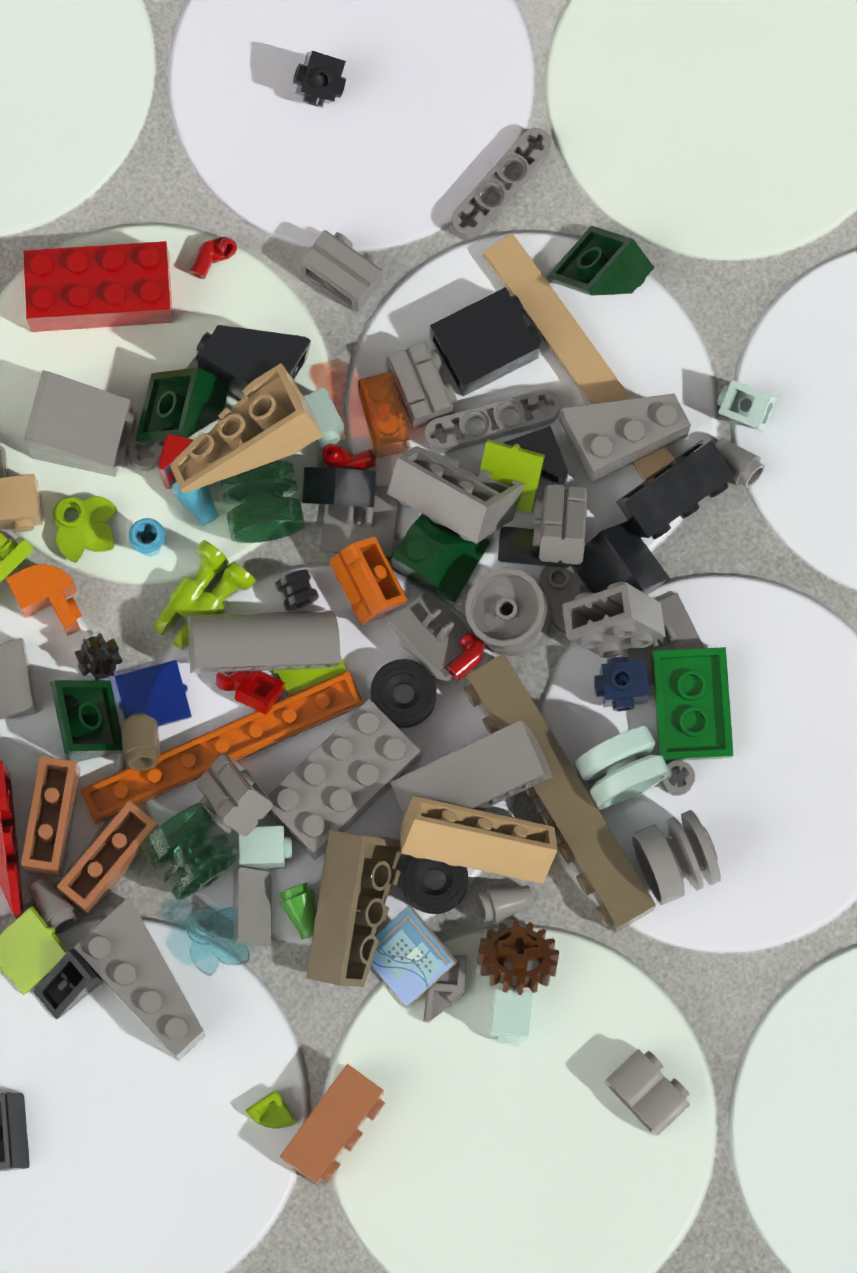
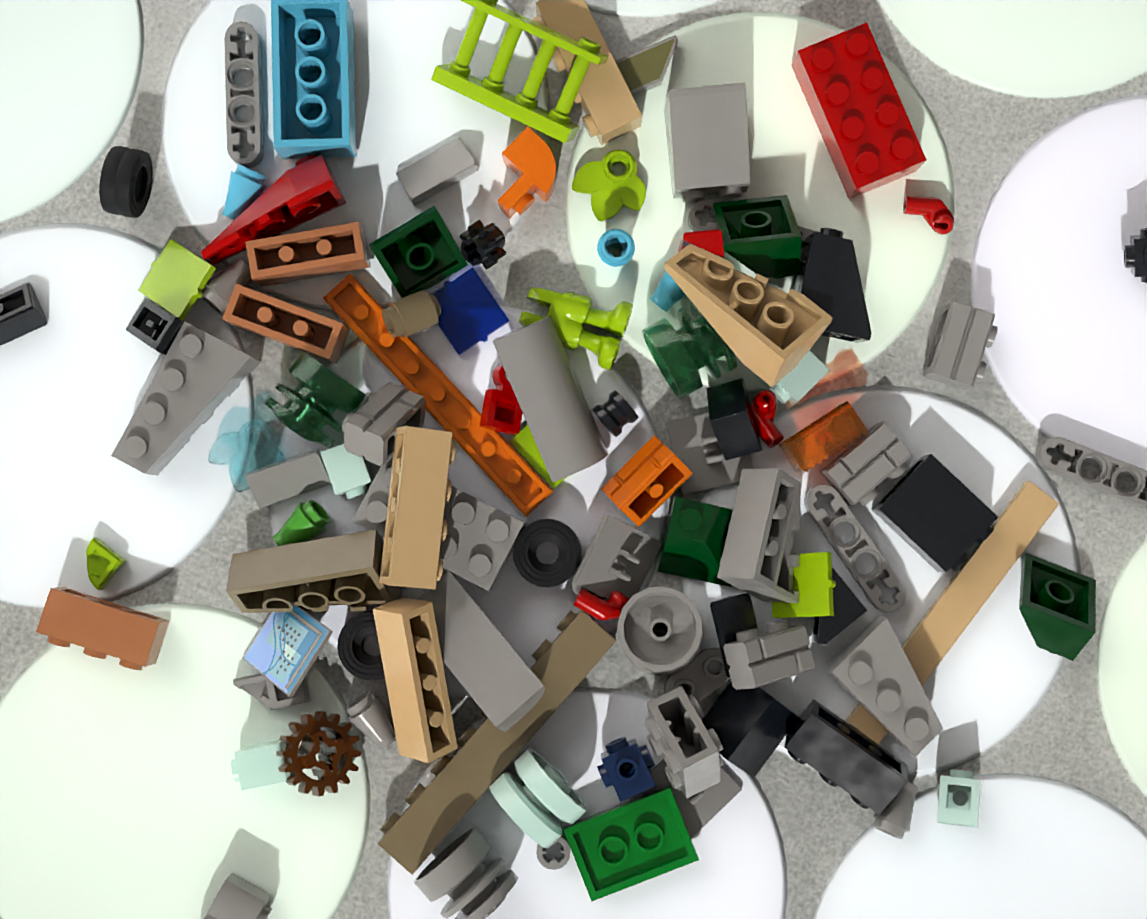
camera: 75 degrees right, 10 degrees up
(322, 781) = (417, 507): none -> tan brick

